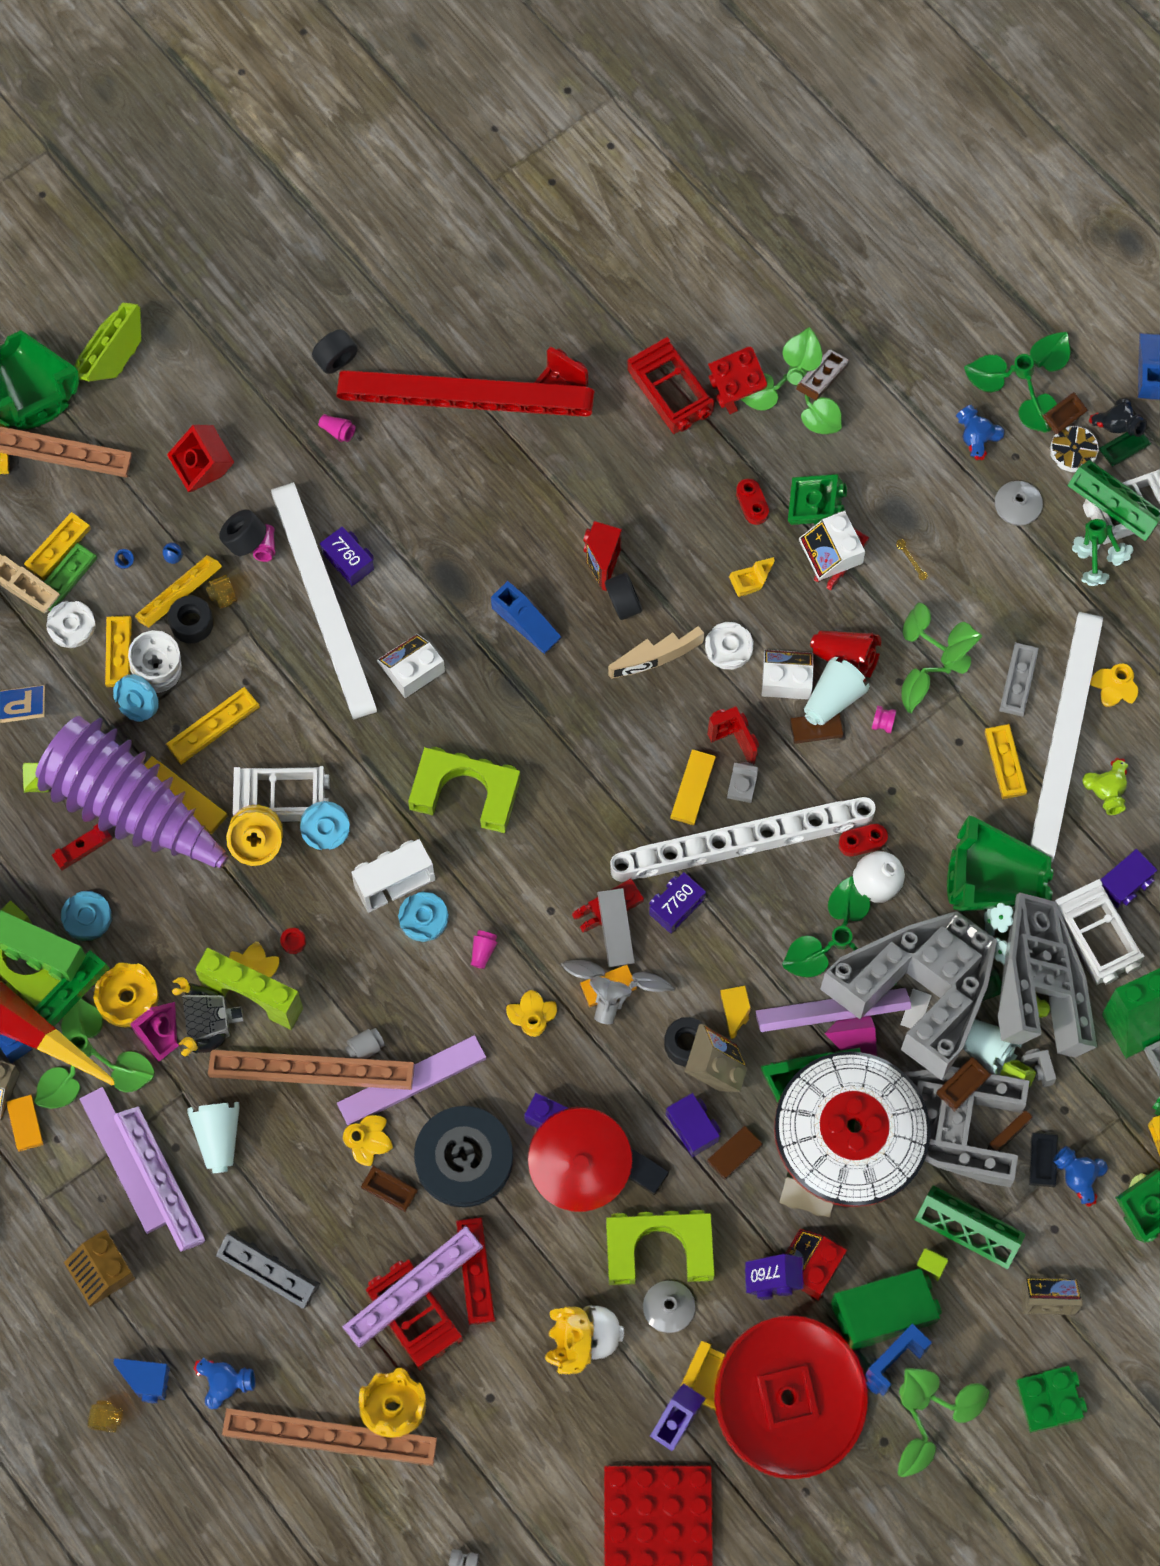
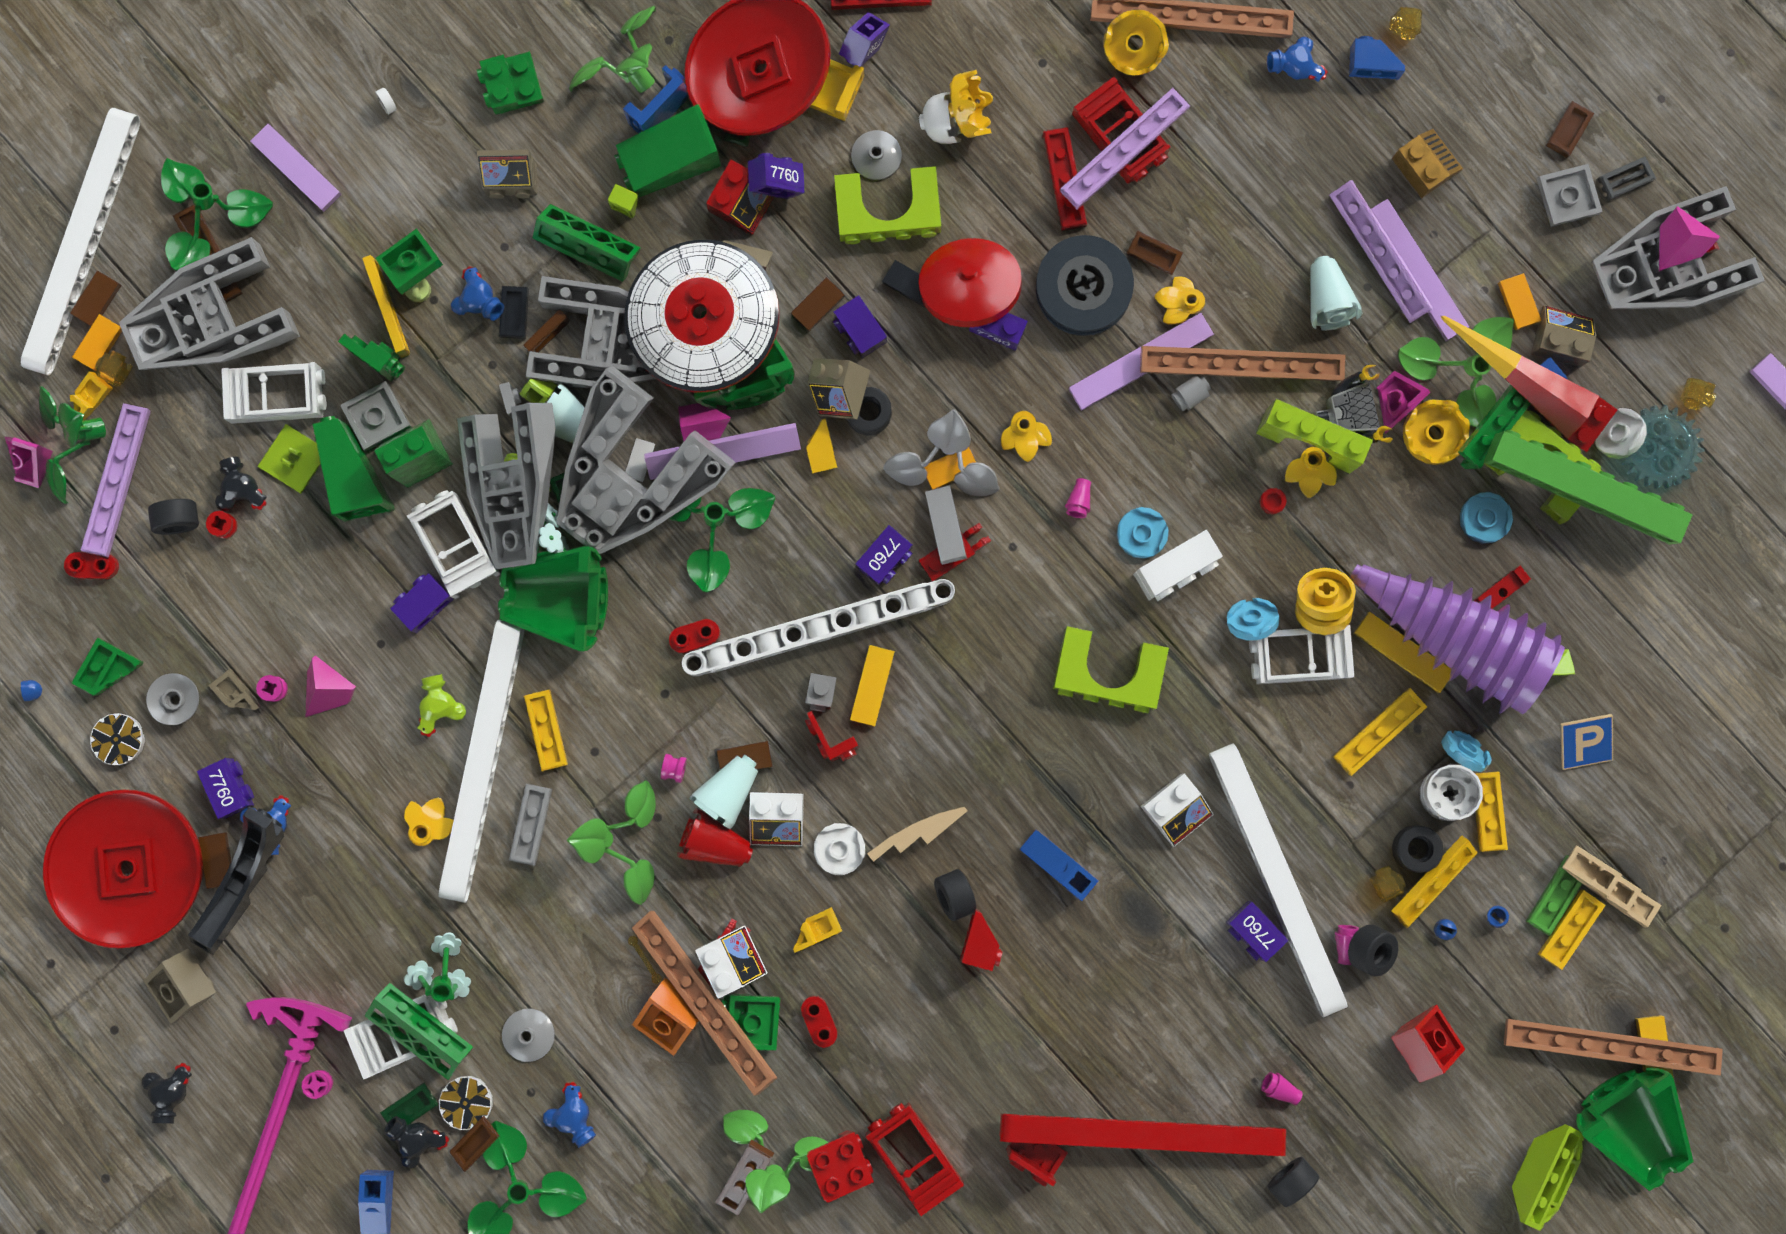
camera: 175 degrees right, 15 degrees up
(70, 624) = (1544, 840): white tile -> none
(267, 1270) = (1266, 168): hinge -> none
(859, 513) = (704, 1003): none -> nougat plate
(879, 876) = (677, 592): white cylinder -> none
(888, 509) = (666, 1018): none -> orange slope
(963, 1083) = (590, 367): reddish brown tile -> none

